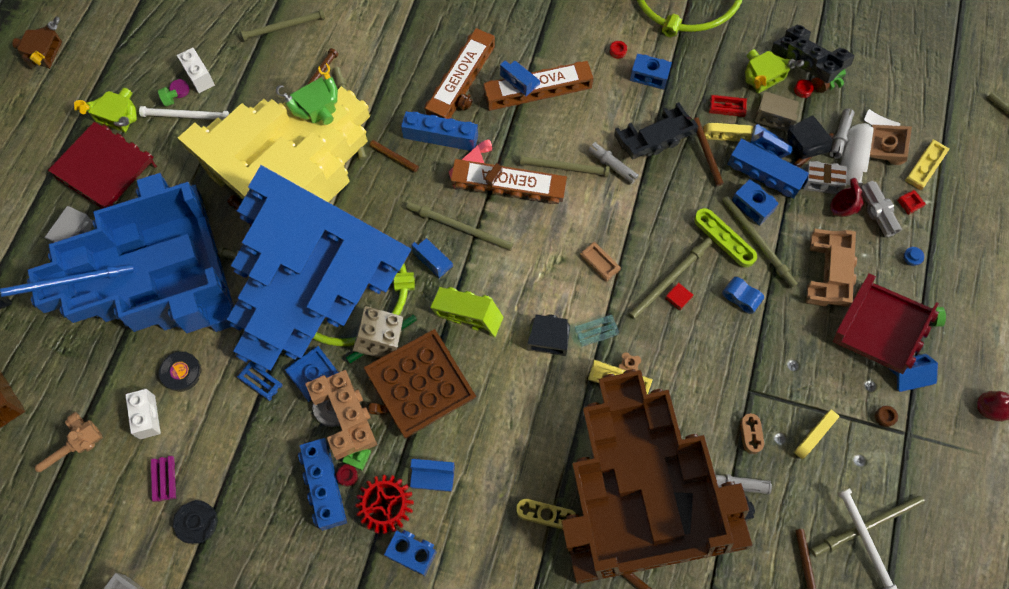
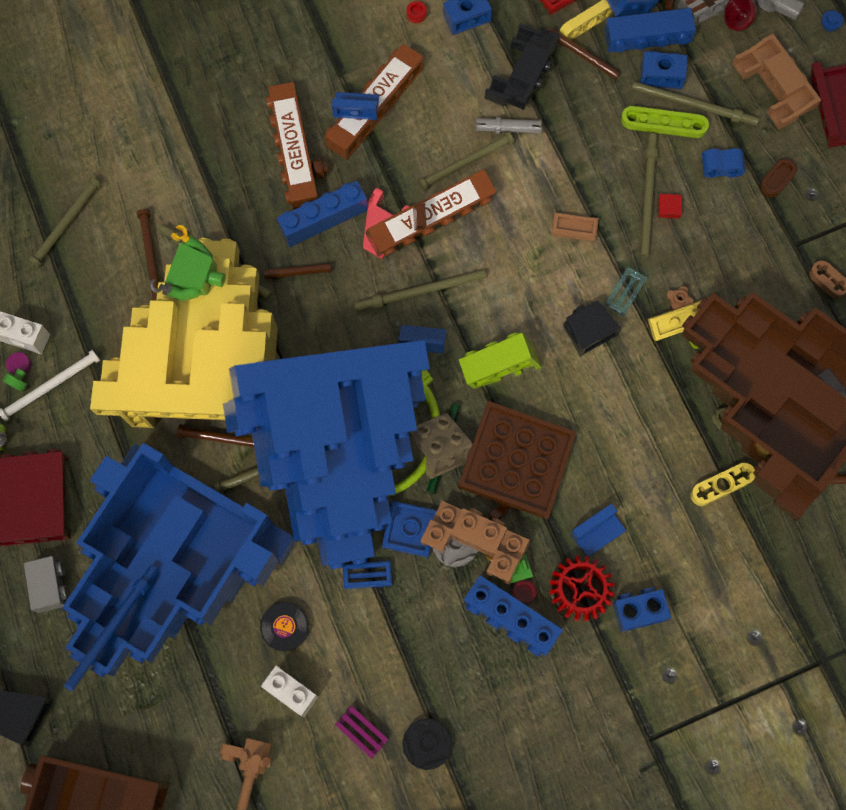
camera: 35 degrees left, 5 degrees up
(776, 335) = (778, 178): none -> reddish brown tile

